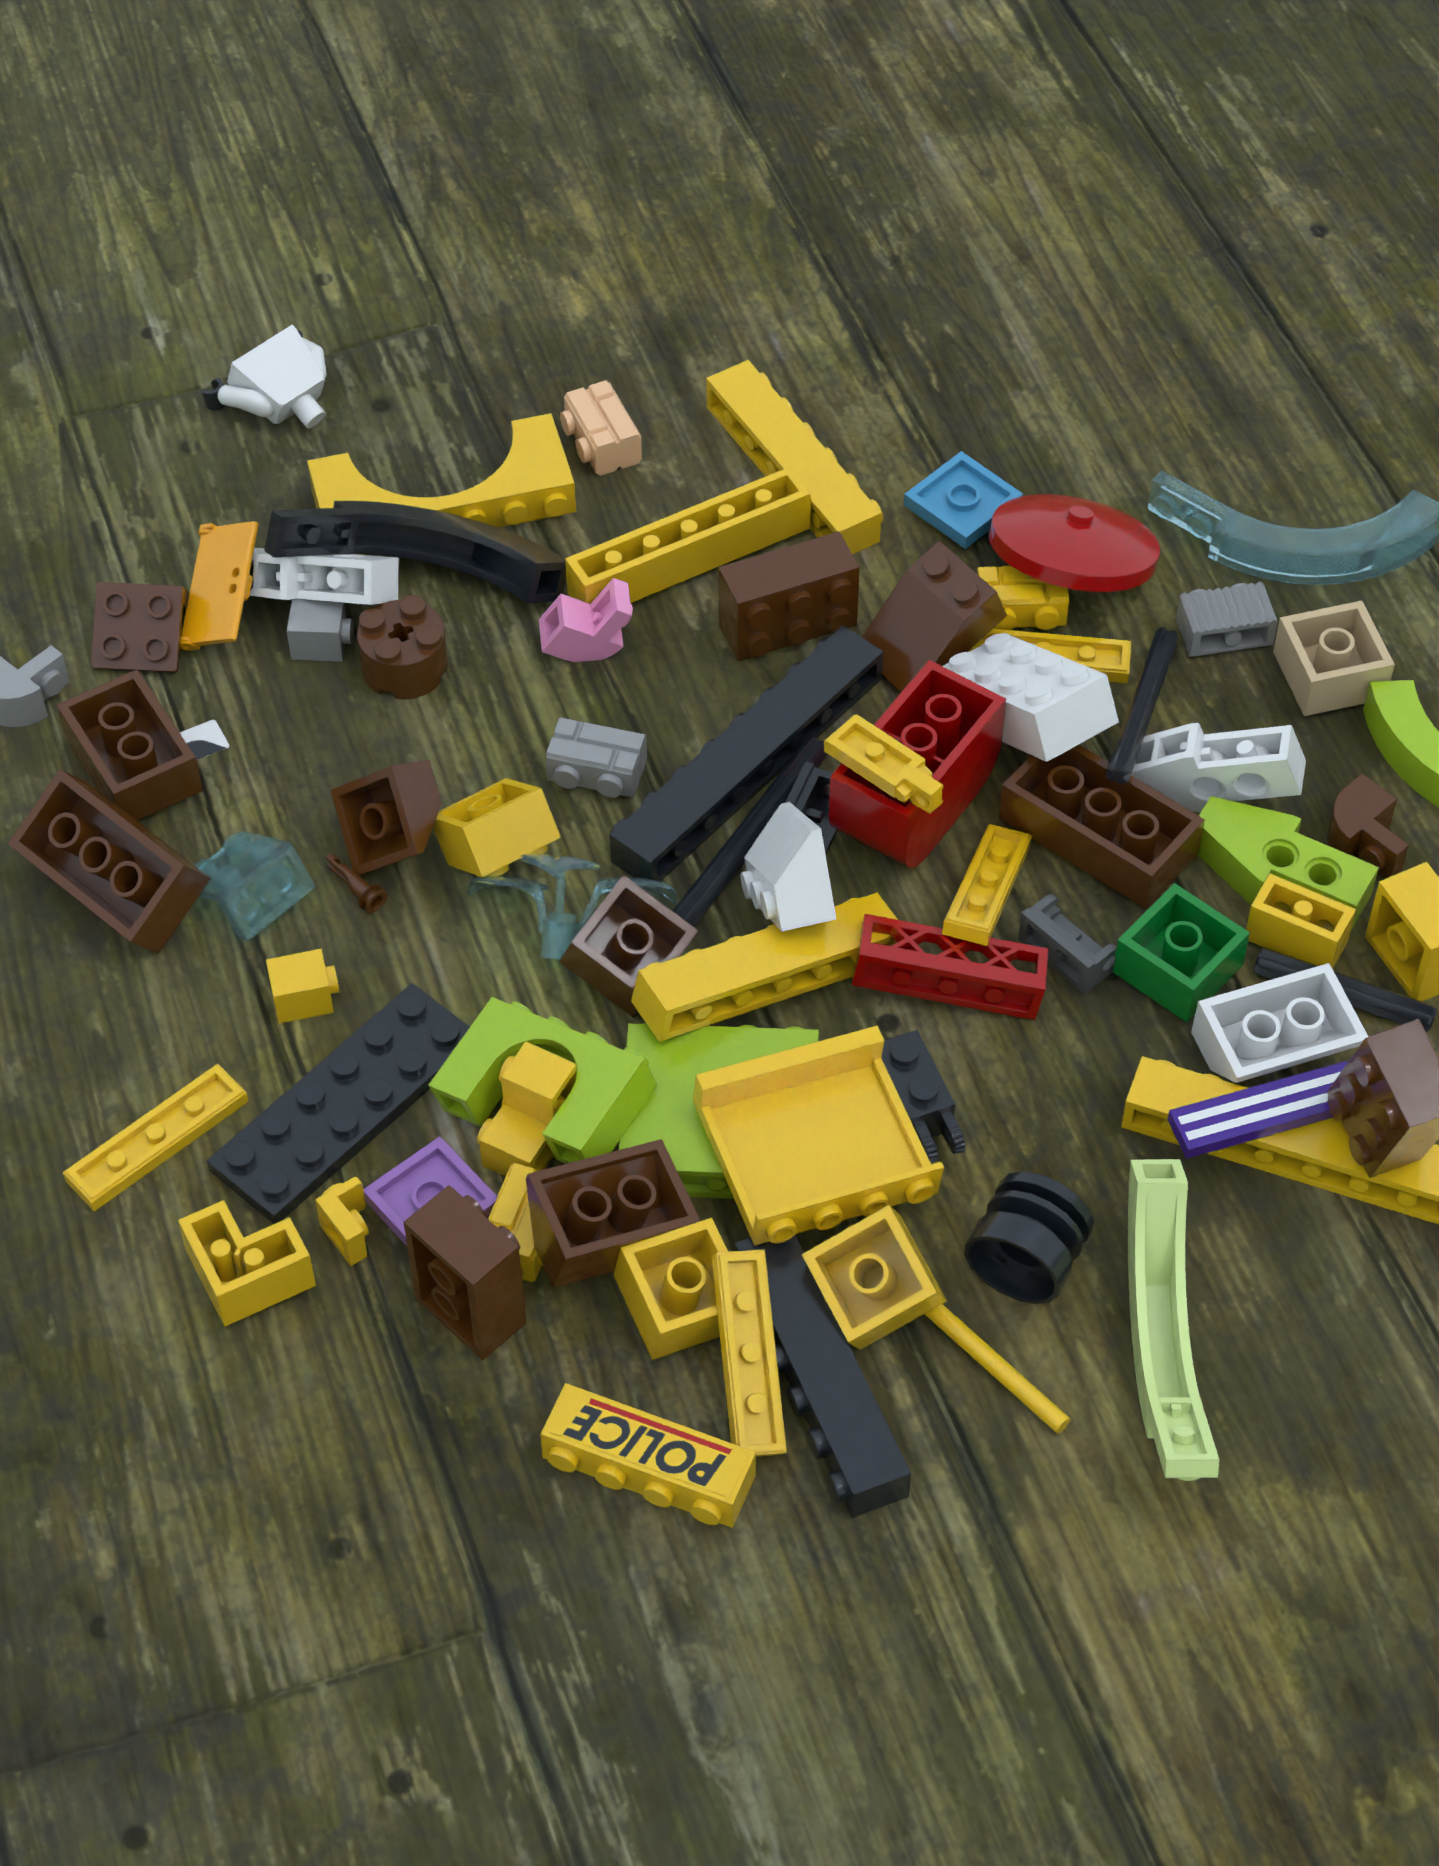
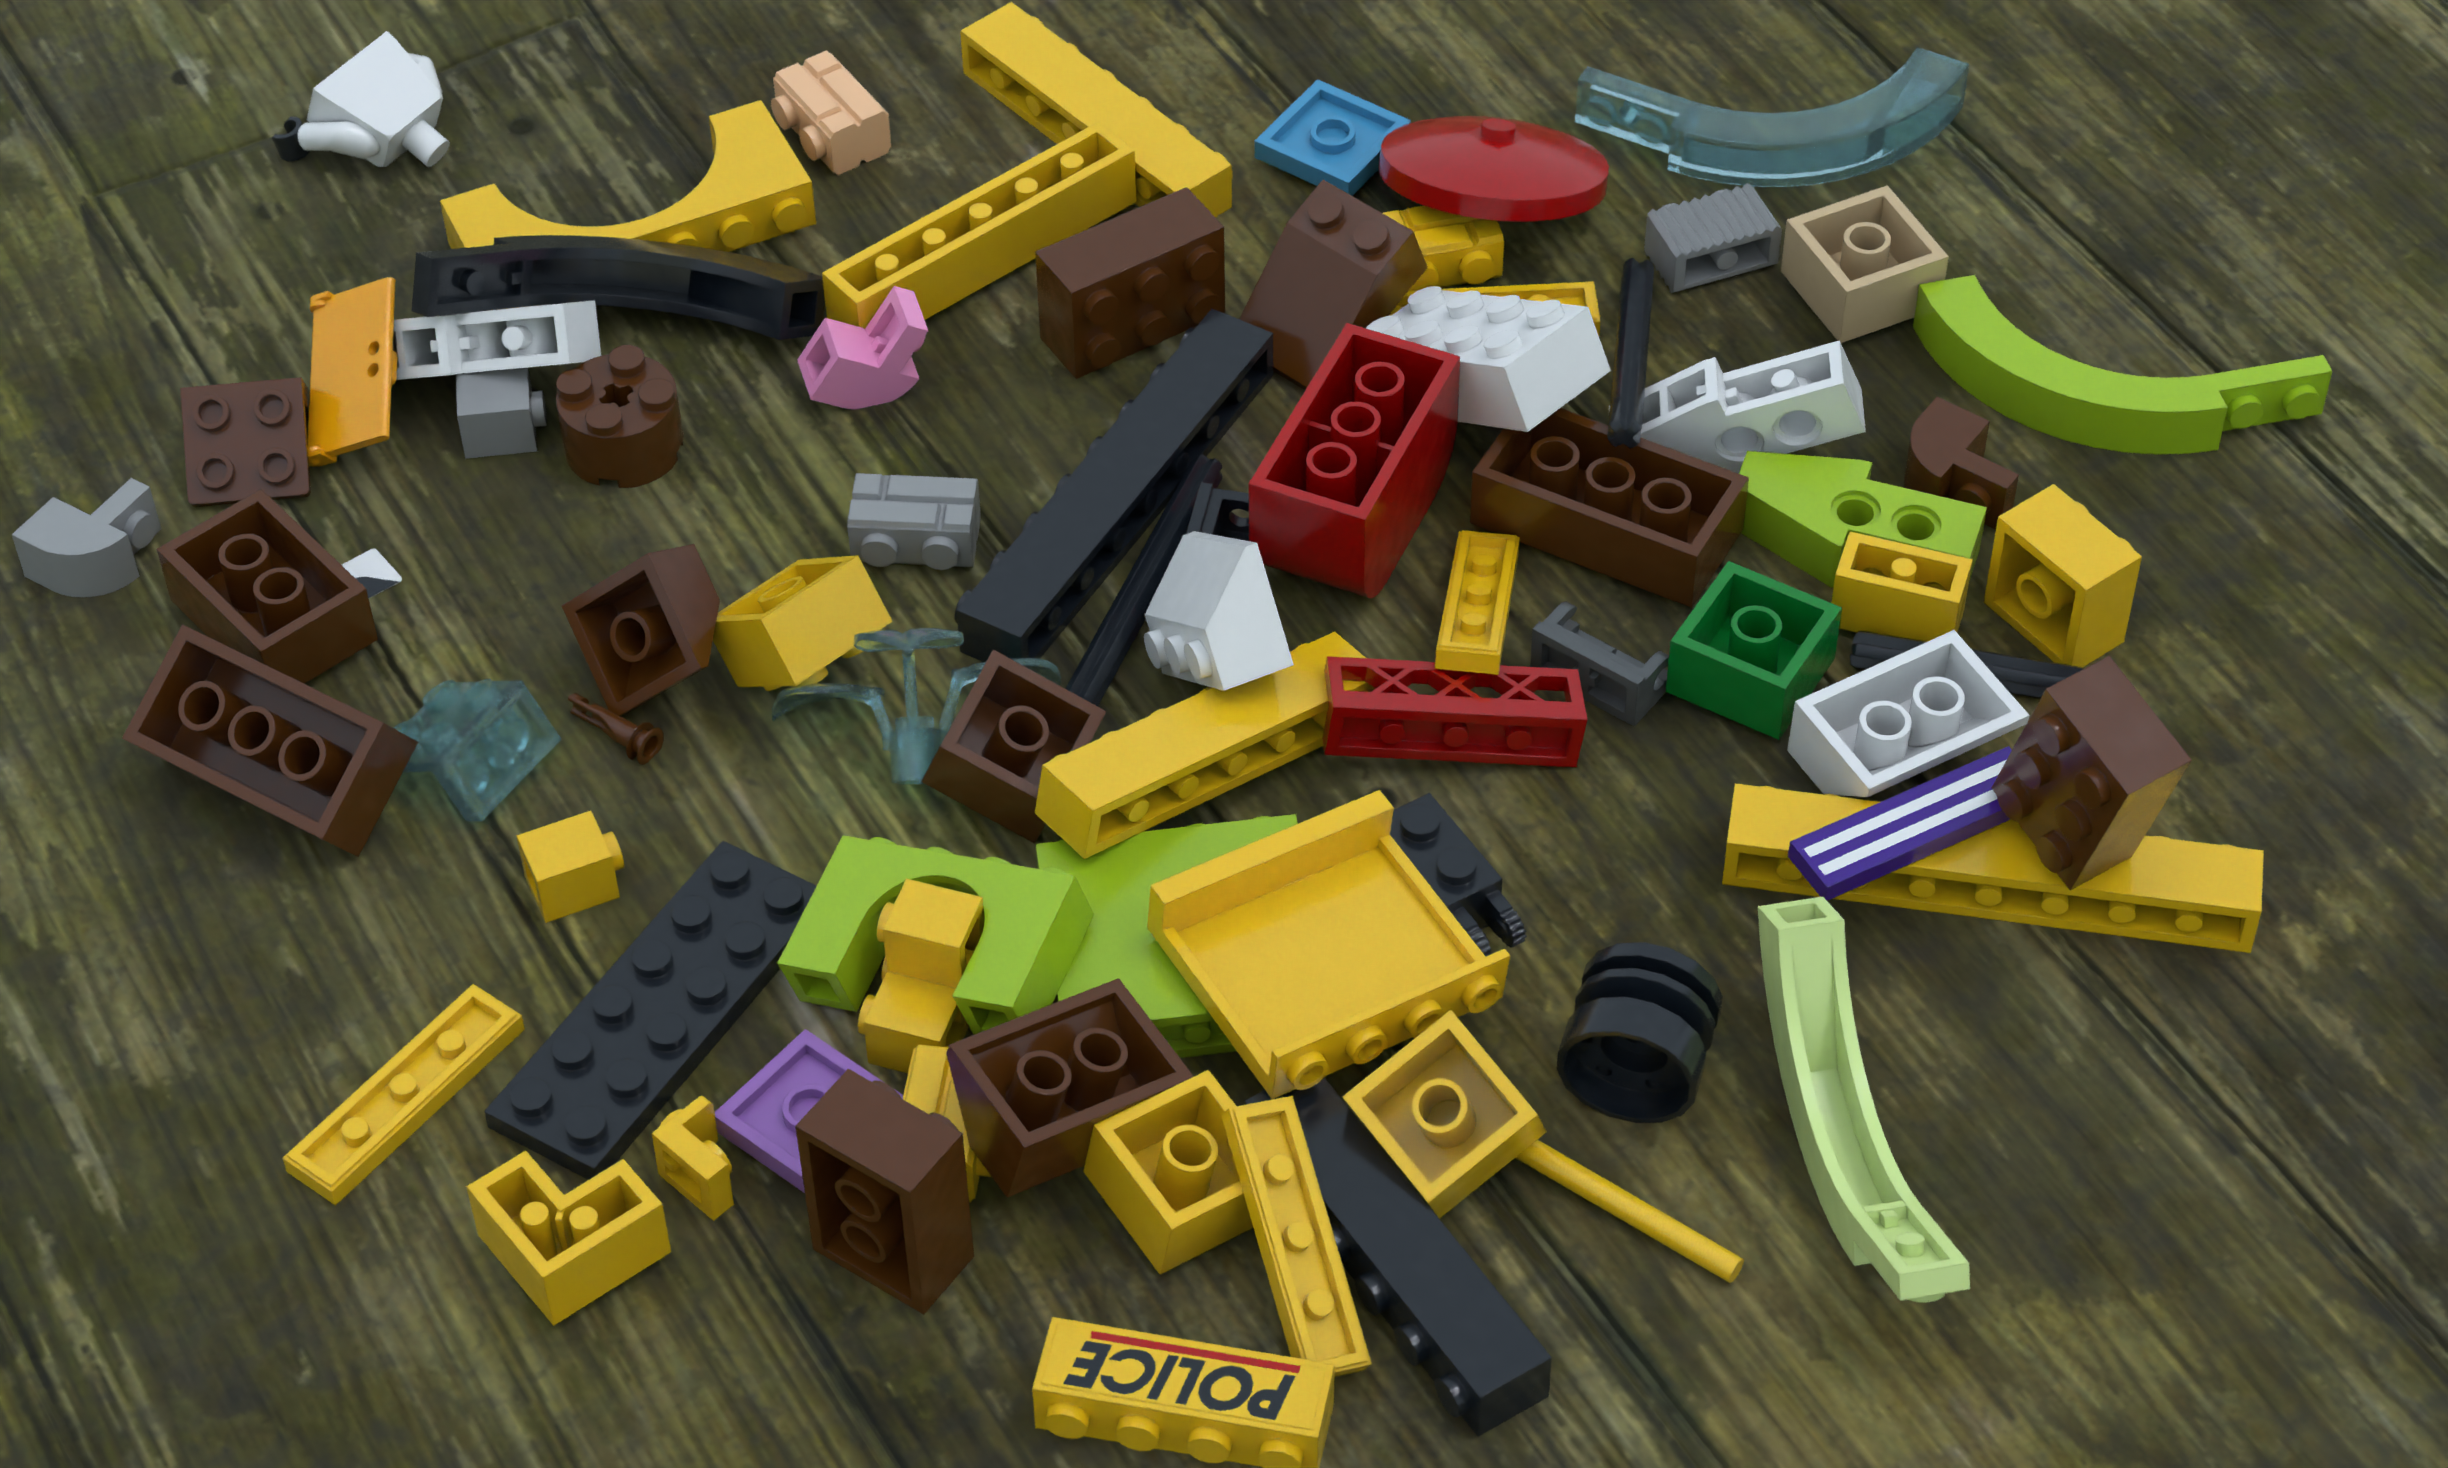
camera: 10 degrees left, 5 degrees down
(884, 763) = (1321, 454): yellow hinge -> none

